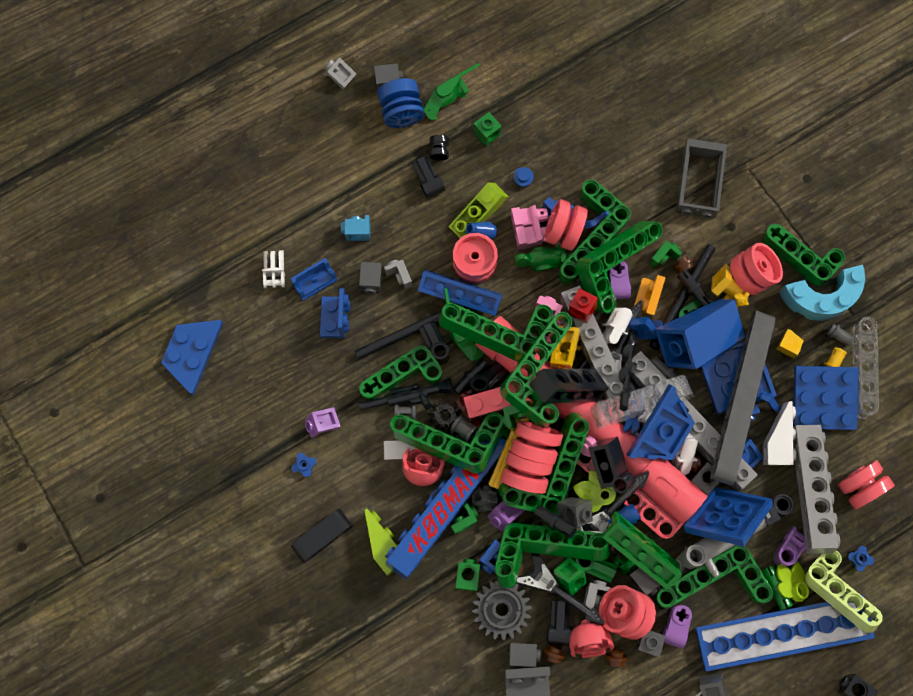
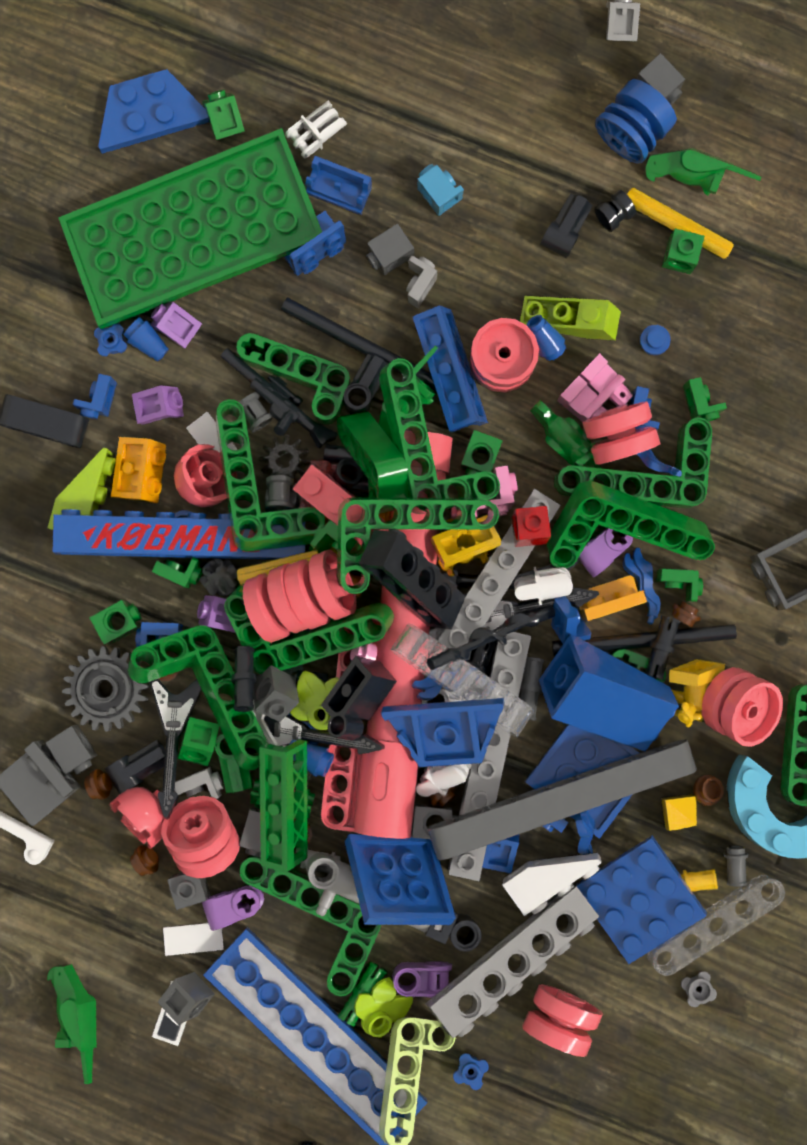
camera: 55 degrees right, 10 degrees up
(226, 312) = (223, 114): none -> green bracket
(277, 375) = (190, 229): none -> green plate
(319, 444) = (145, 338): none -> blue cone
(331, 491) = (102, 394): none -> blue bracket
(360, 464) = (157, 404): none -> medium lavender bracket
(389, 501) = (138, 469): none -> light orange bracket
(468, 122) = (673, 219): none -> yellow axle
(481, 360) = (375, 456): none -> green beam
(516, 301) = (482, 442): none -> green brick
(572, 178) = (697, 398): none -> green bracket
(645, 271) = (643, 573): none -> blue hair
(679, 665) = (191, 939): none -> white sticker
(788, 320) = (708, 790): none -> reddish brown plate
(899, 398) = (705, 995): none -> flat silver plate

